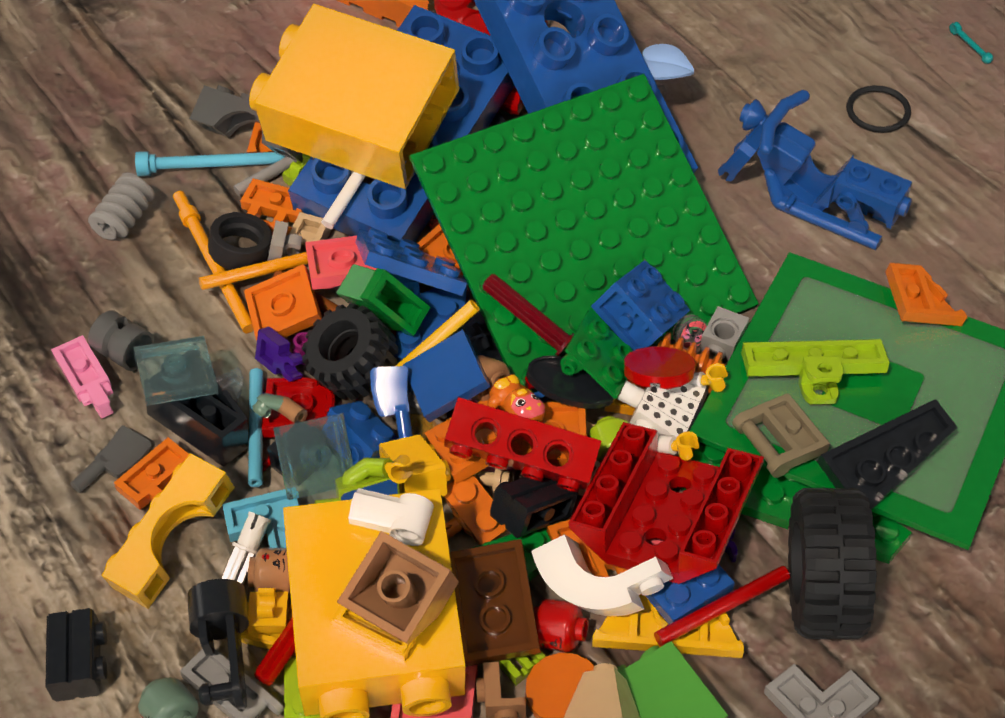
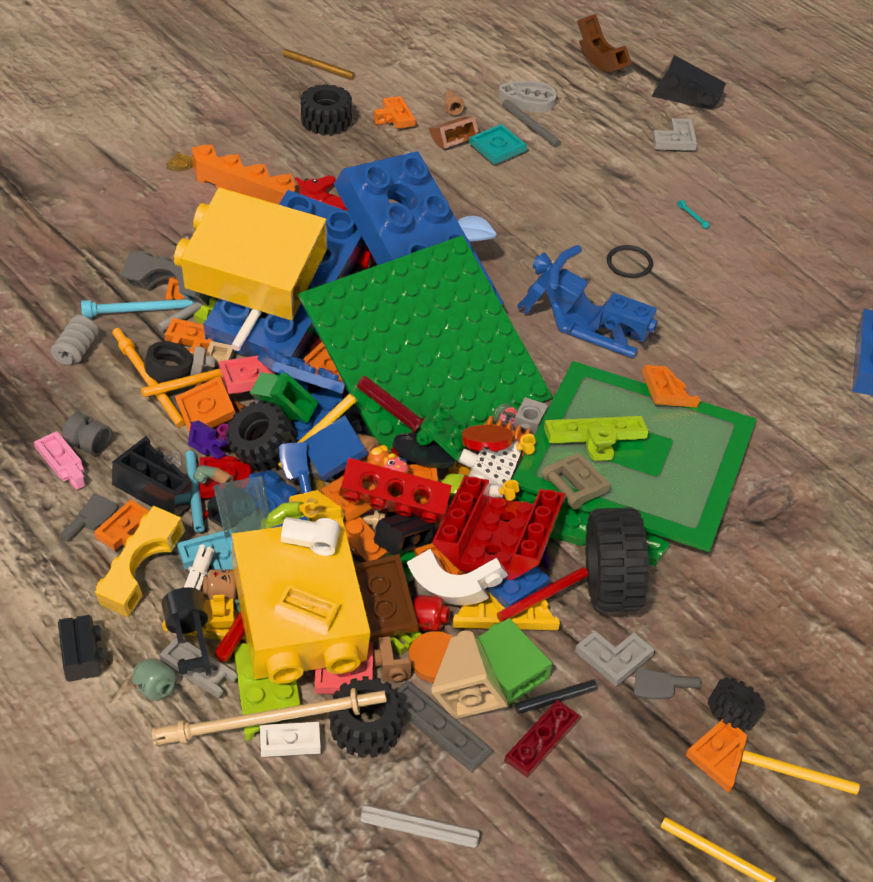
camera: 10 degrees left, 5 degrees down
(175, 370) = (134, 450): clear light blue plate -> none
(398, 589) = (322, 579): medium nougat slope -> none
(640, 306) = (470, 398): blue bracket -> none
(888, 453) = (652, 488): black wing -> none

